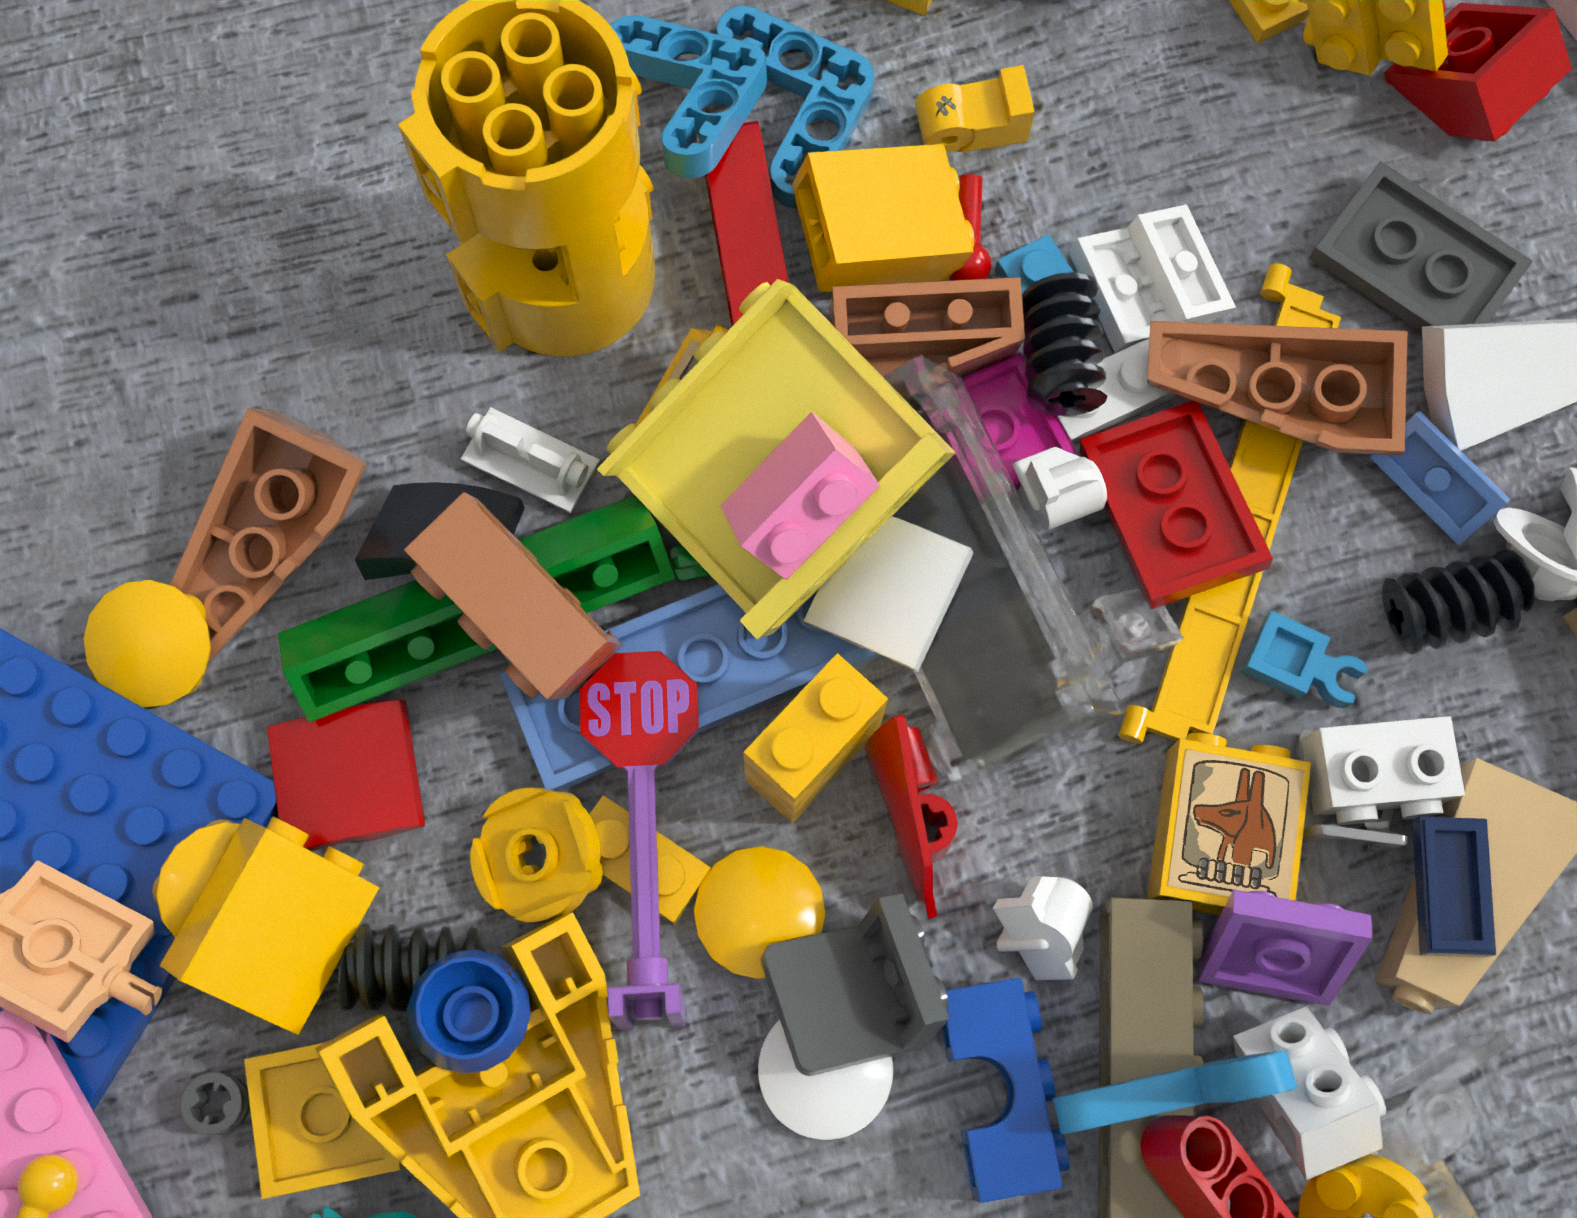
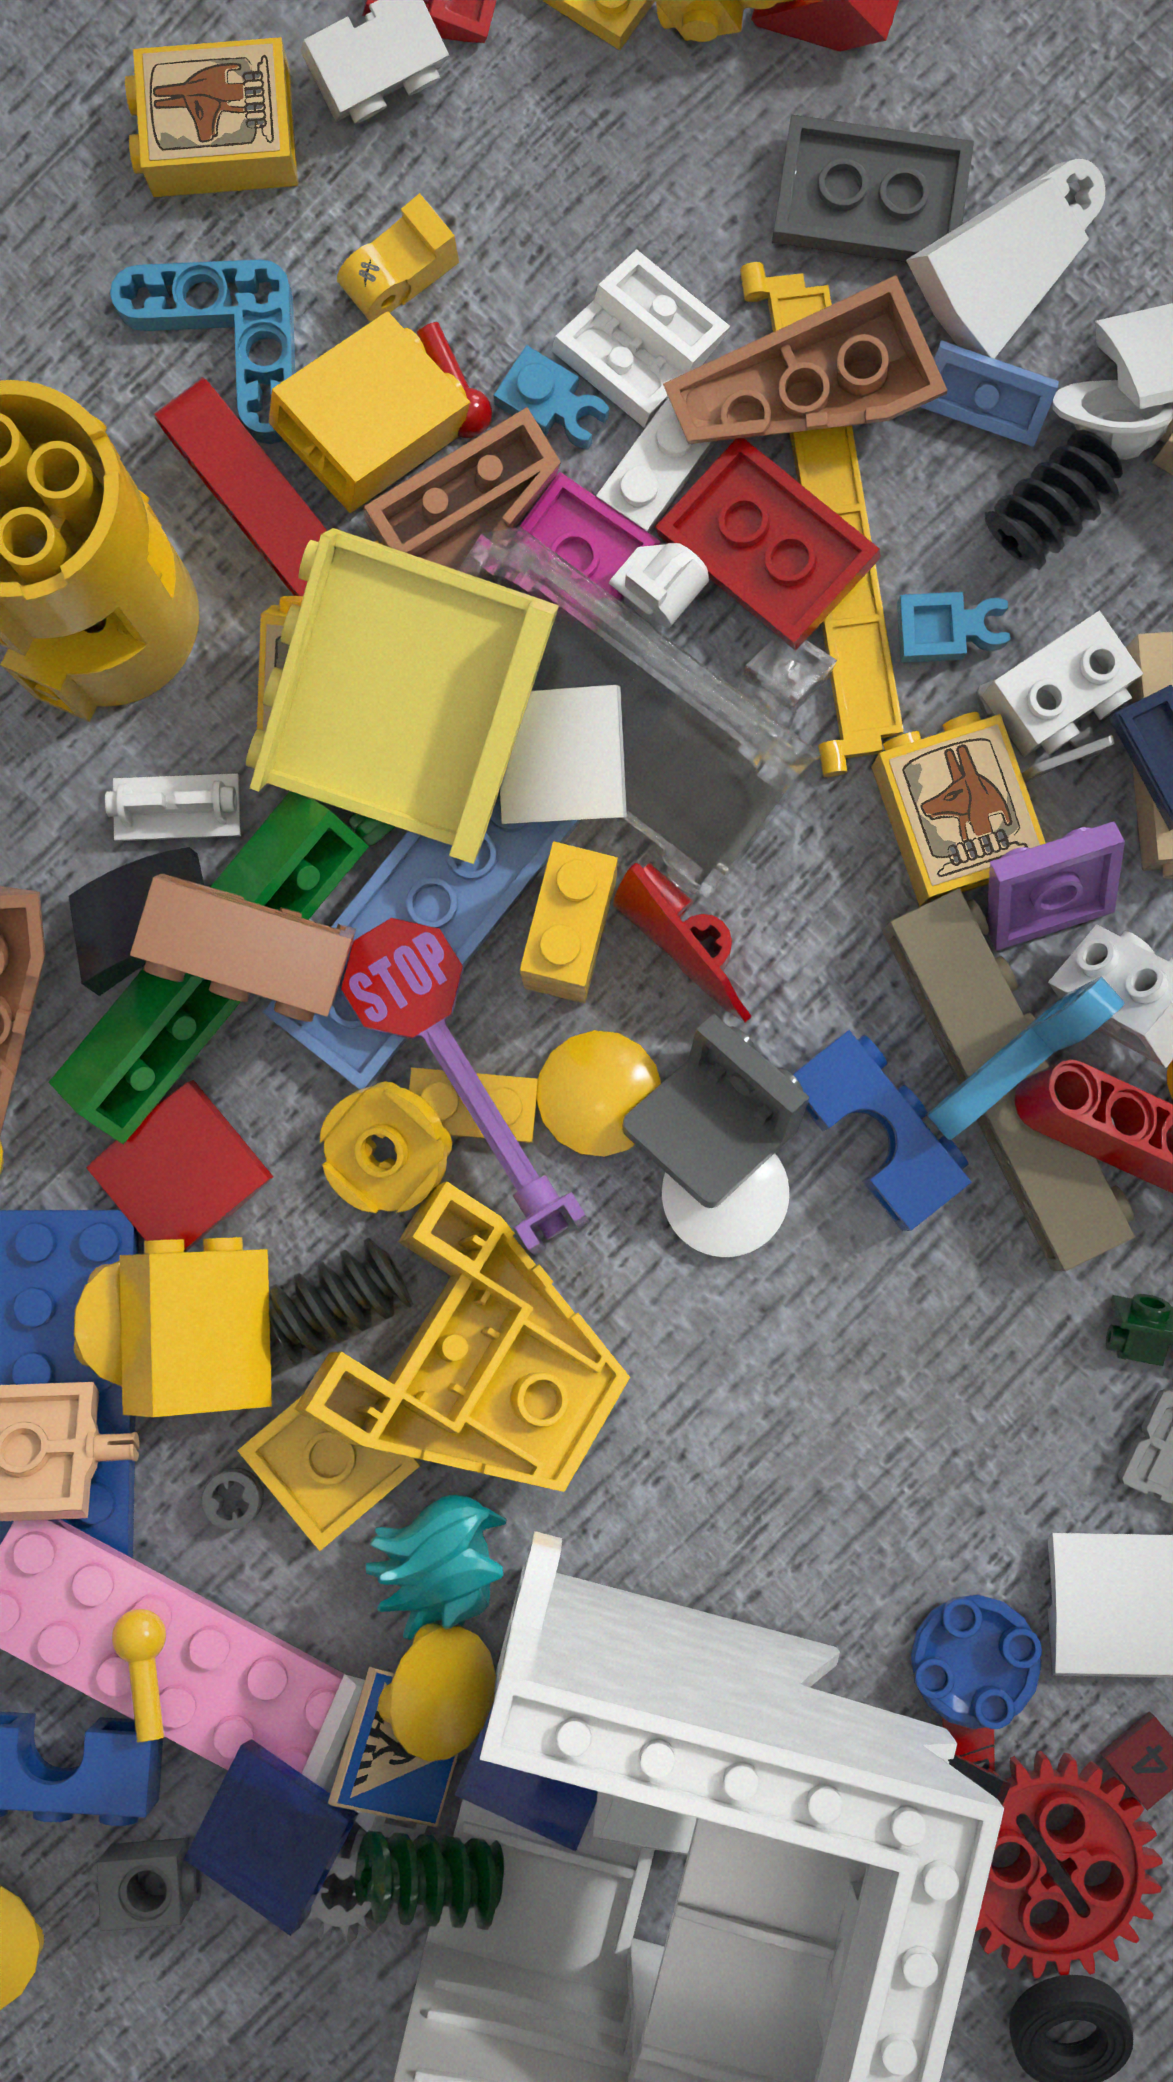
camera: 25 degrees left, 10 degrees up
(468, 1011) = (406, 1309): blue hat -> none
(723, 74) = (147, 347): dark azure beam -> none
(799, 496) = (443, 719): bright pink brick -> none
(1046, 926) = (847, 974): white piece -> none
(1062, 345) = (592, 452): black piece -> none

